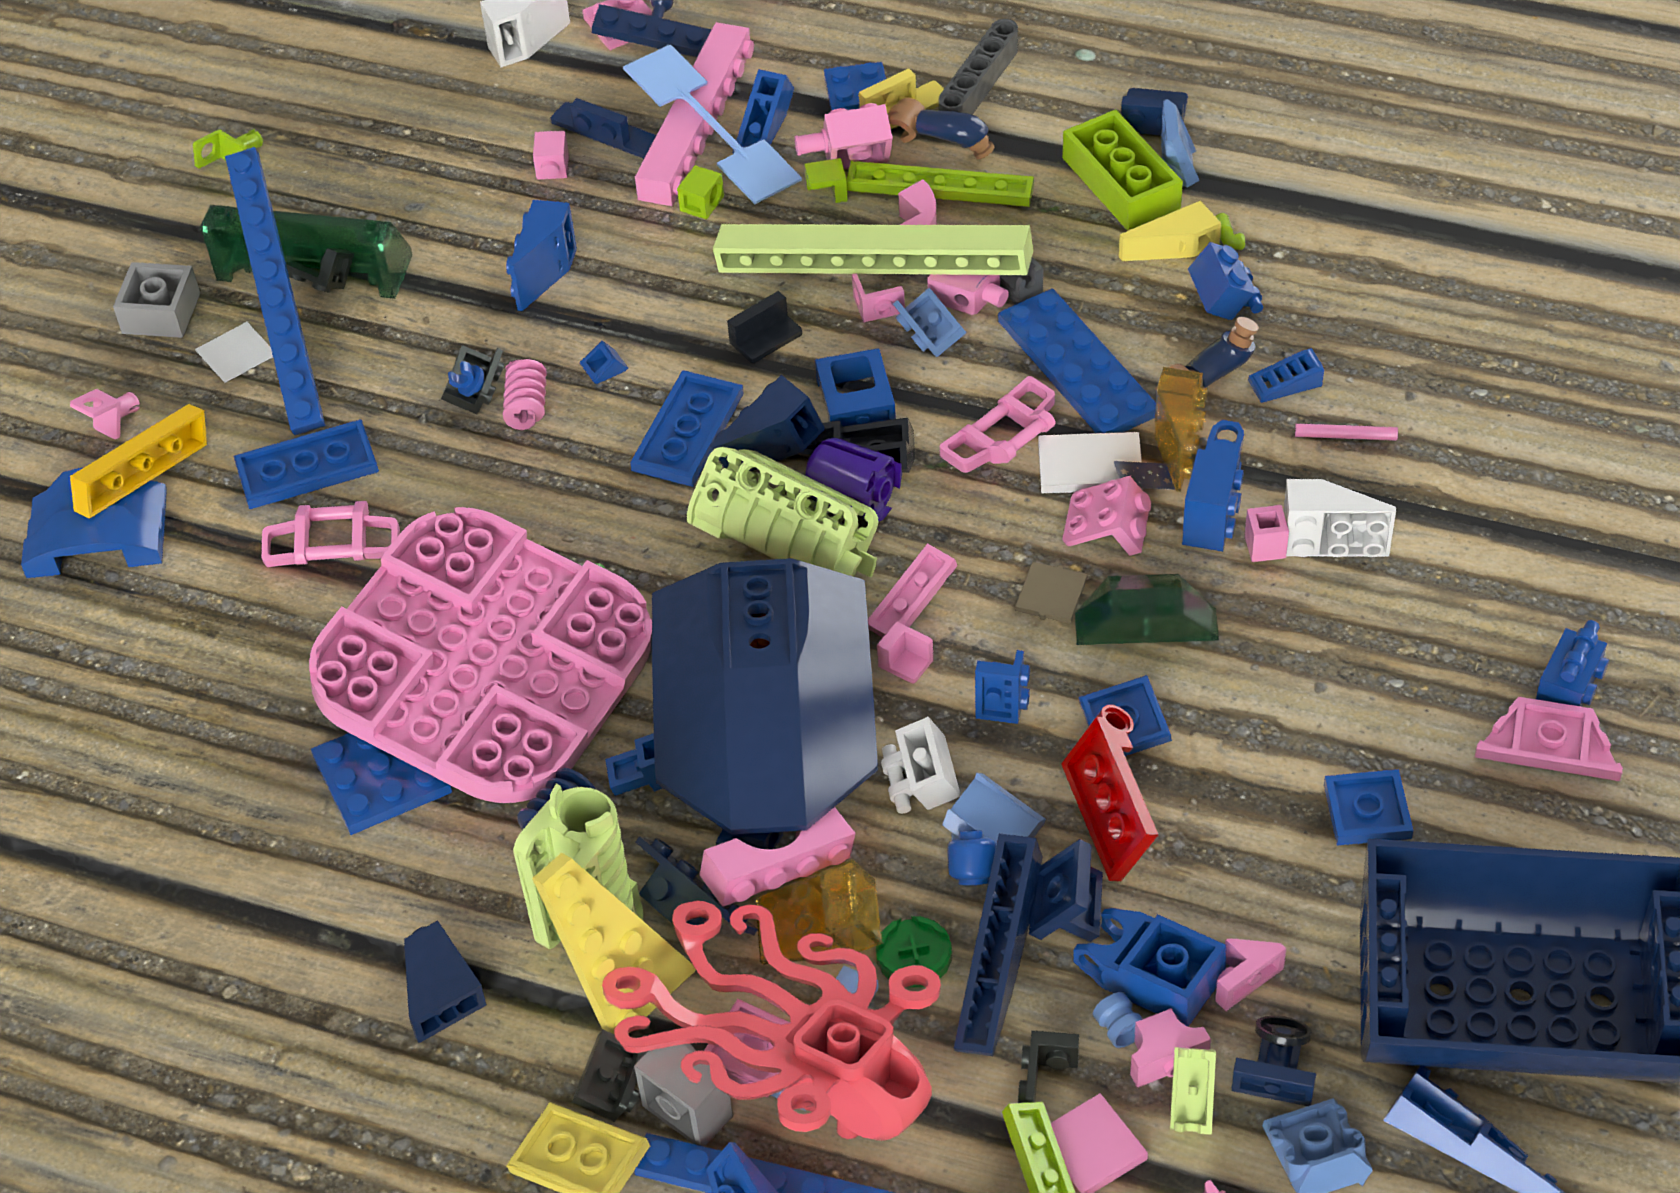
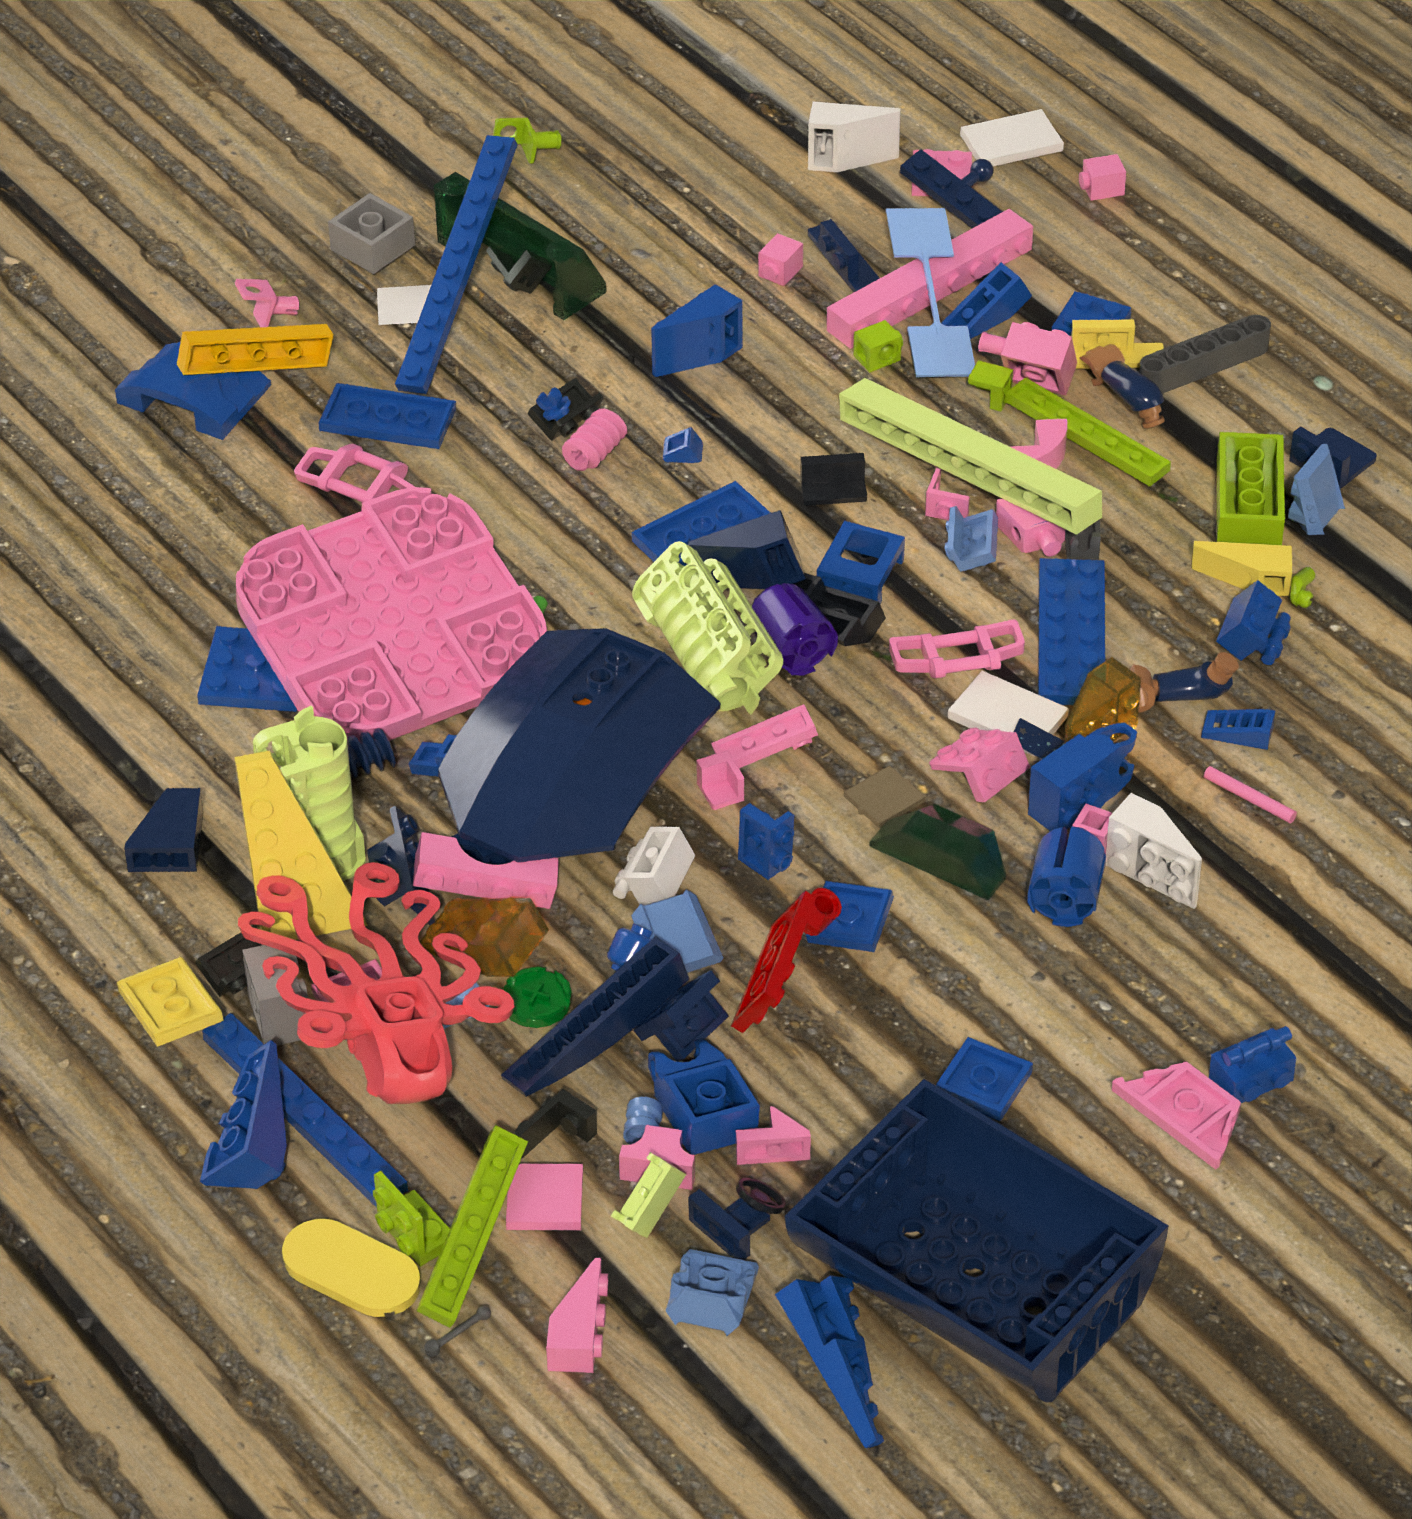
camera: 30 degrees right, 5 degrees down
(1281, 581) = (1067, 878): none -> blue cylinder

